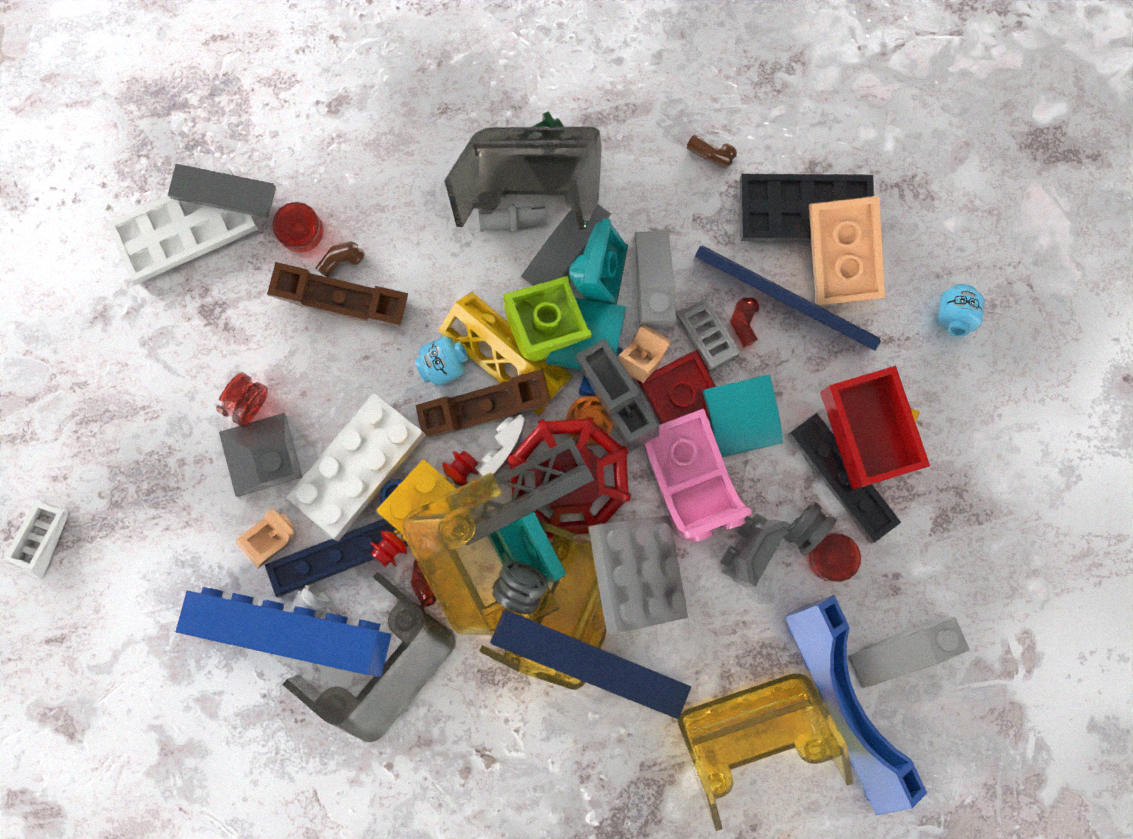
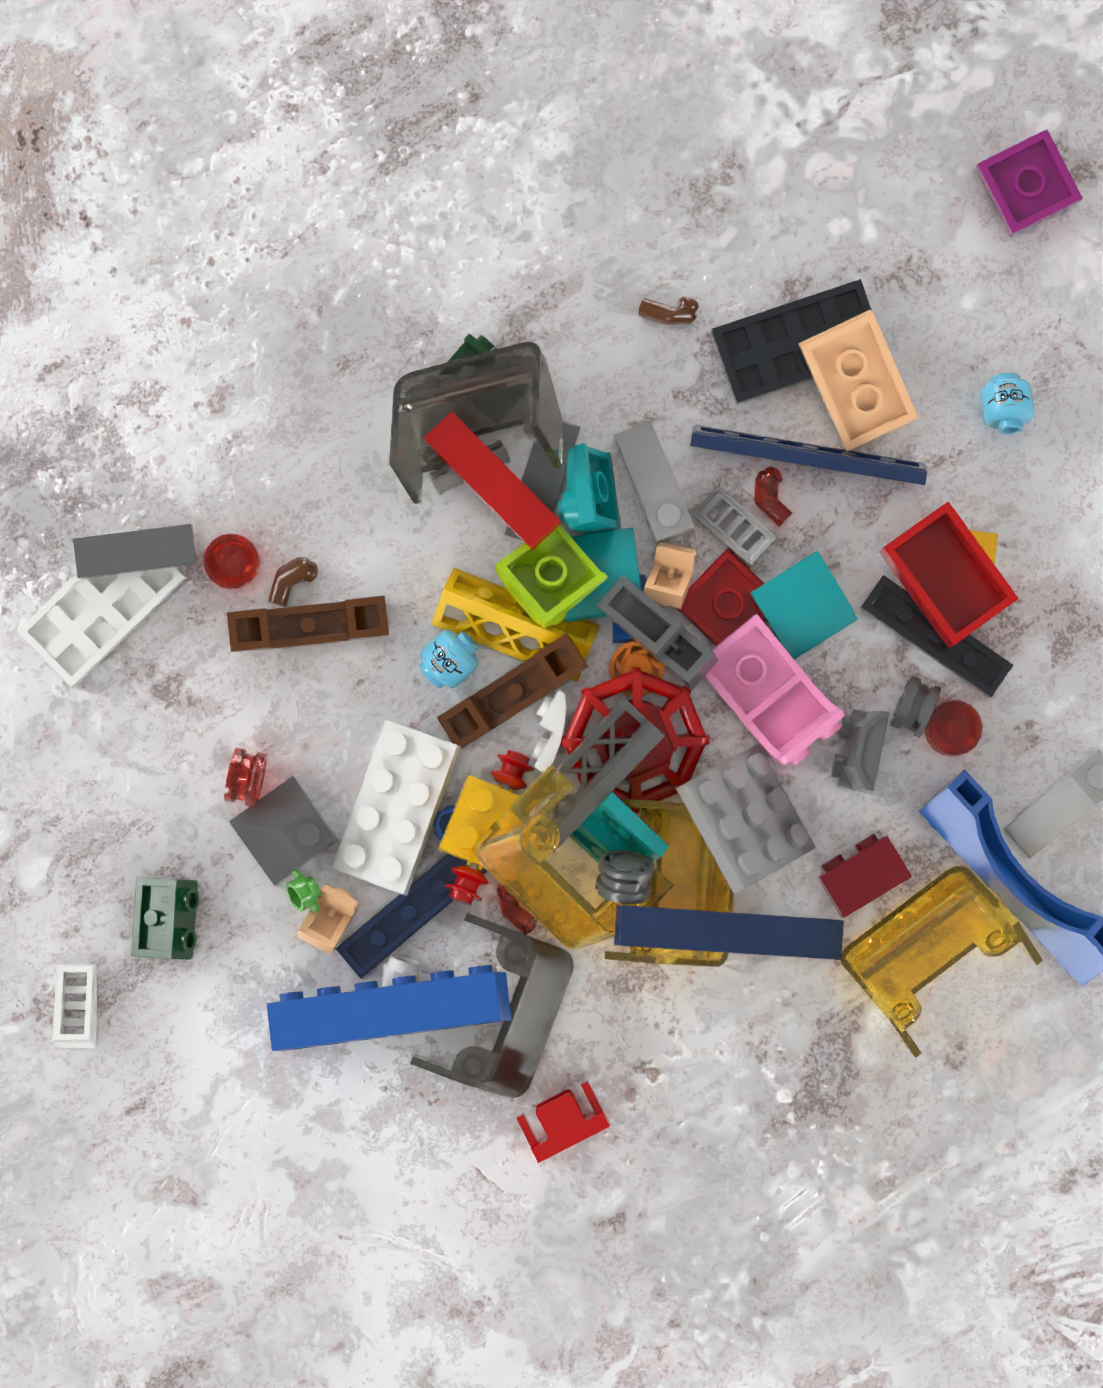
camera: 15 degrees left, 5 degrees up
(136, 492) = (164, 918): none -> bracket
(252, 508) = (303, 892): none -> bright green plate
(396, 780) = (563, 1123): none -> red panel
(525, 229) = (492, 481): none -> red tile
(721, 654) = (863, 875): none -> dark red brick
(1029, 146) = (1029, 182): none -> magenta plate

